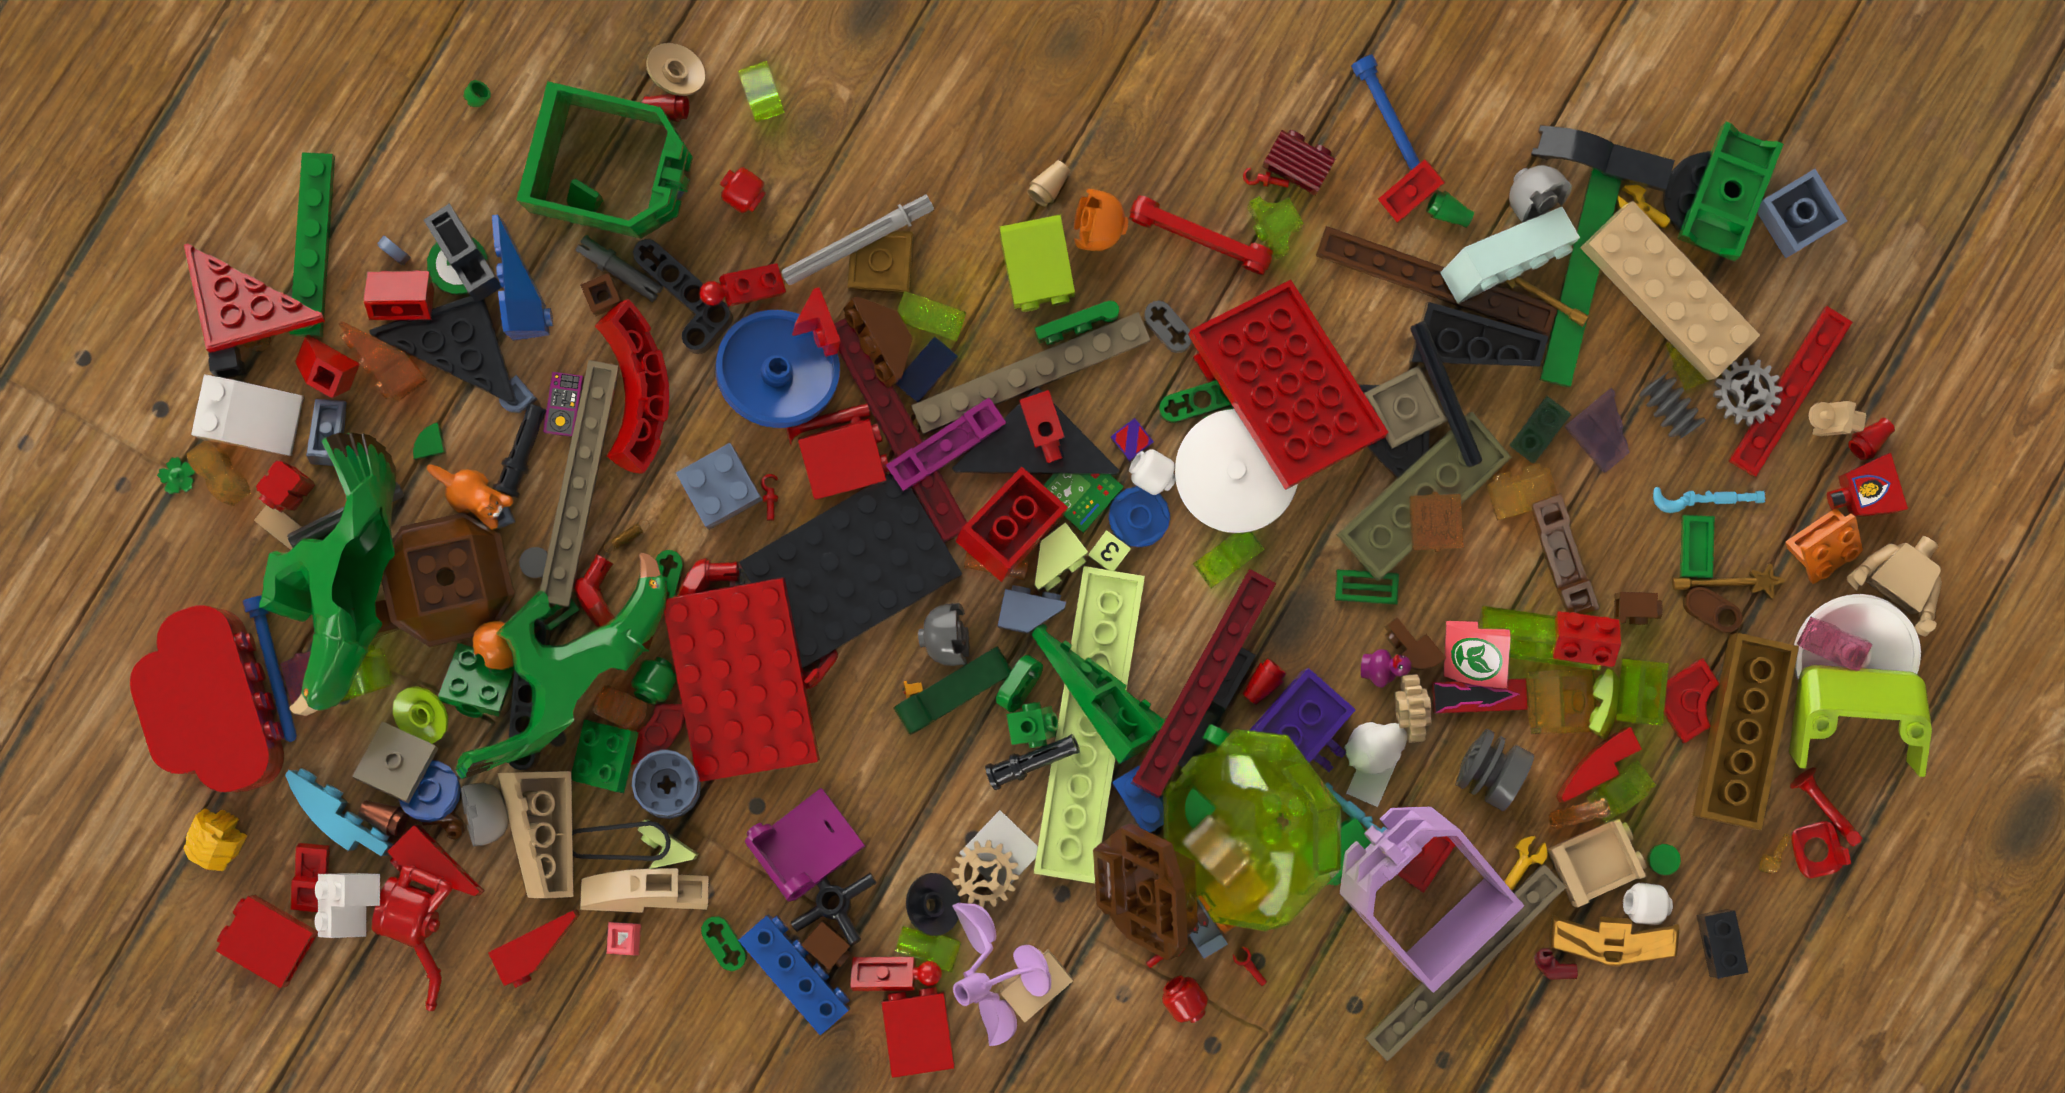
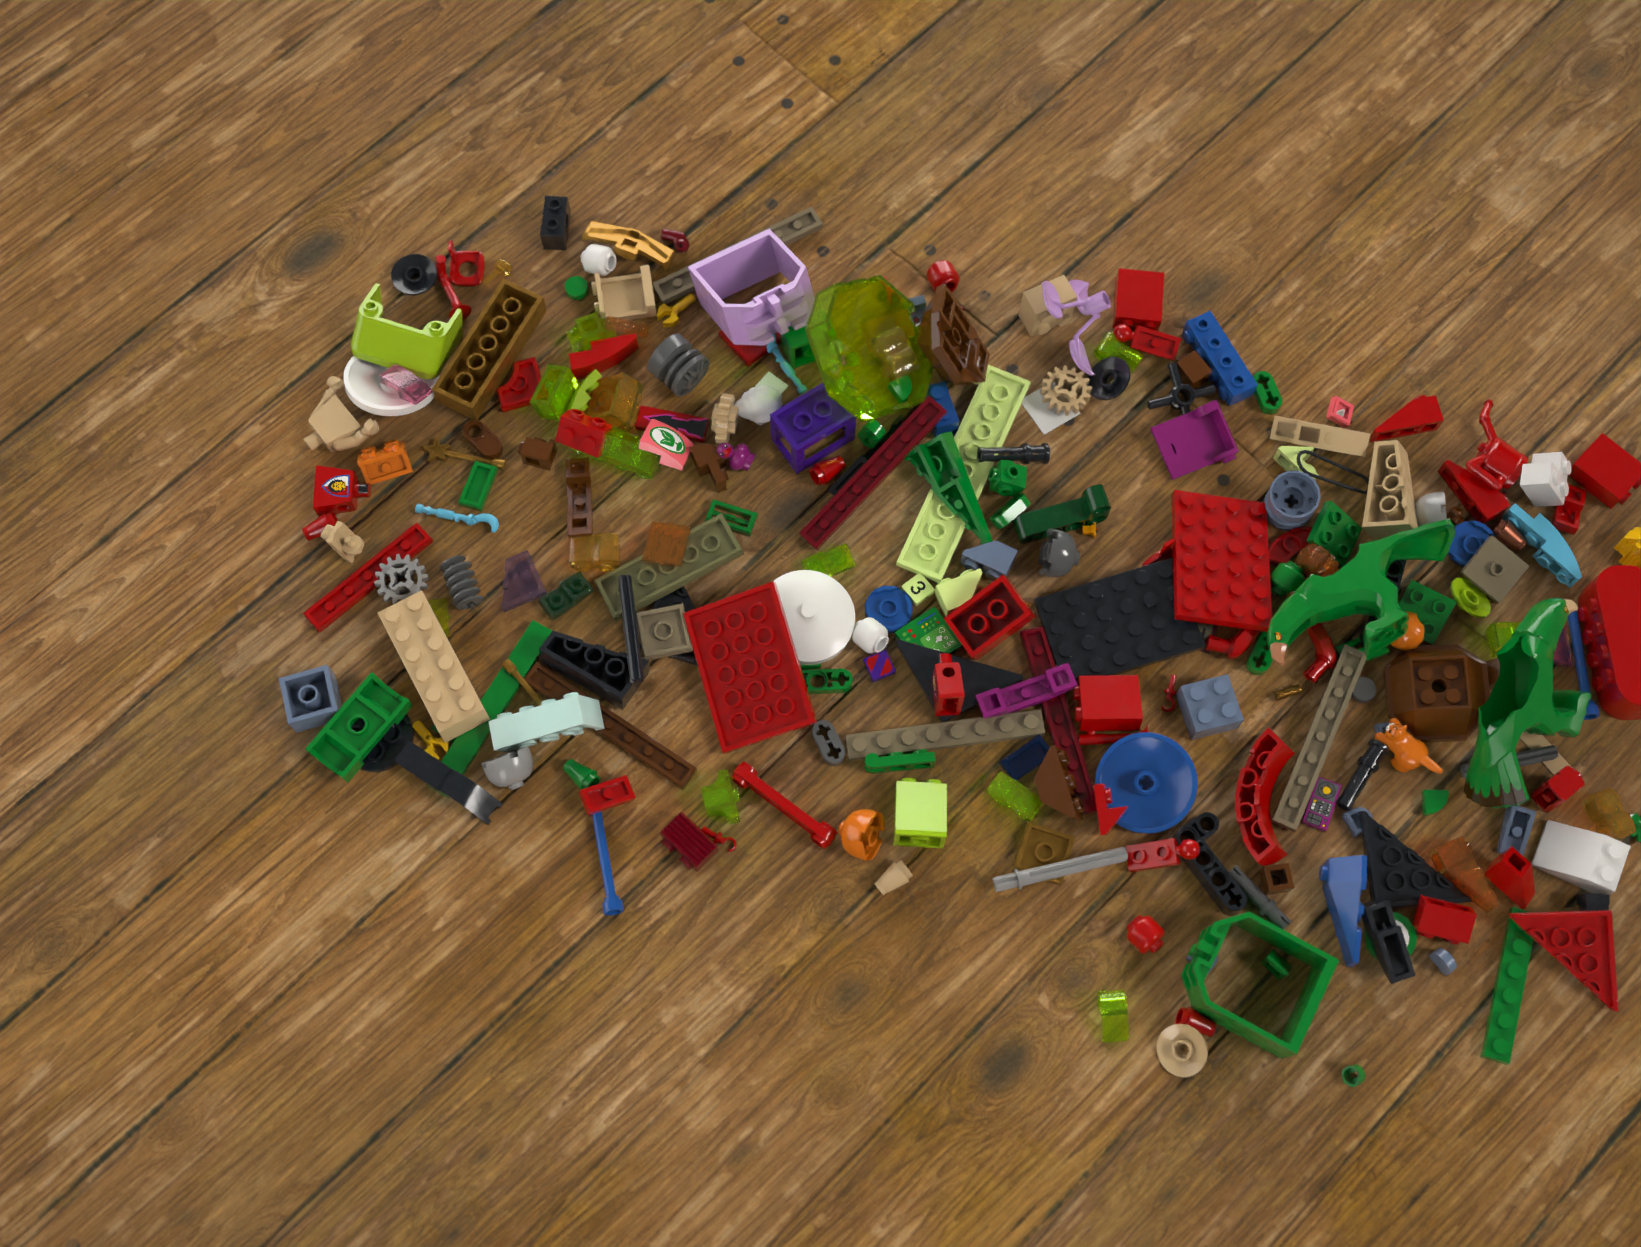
camera: 165 degrees left, 15 degrees down
(1897, 817) = (414, 266): none -> black dish

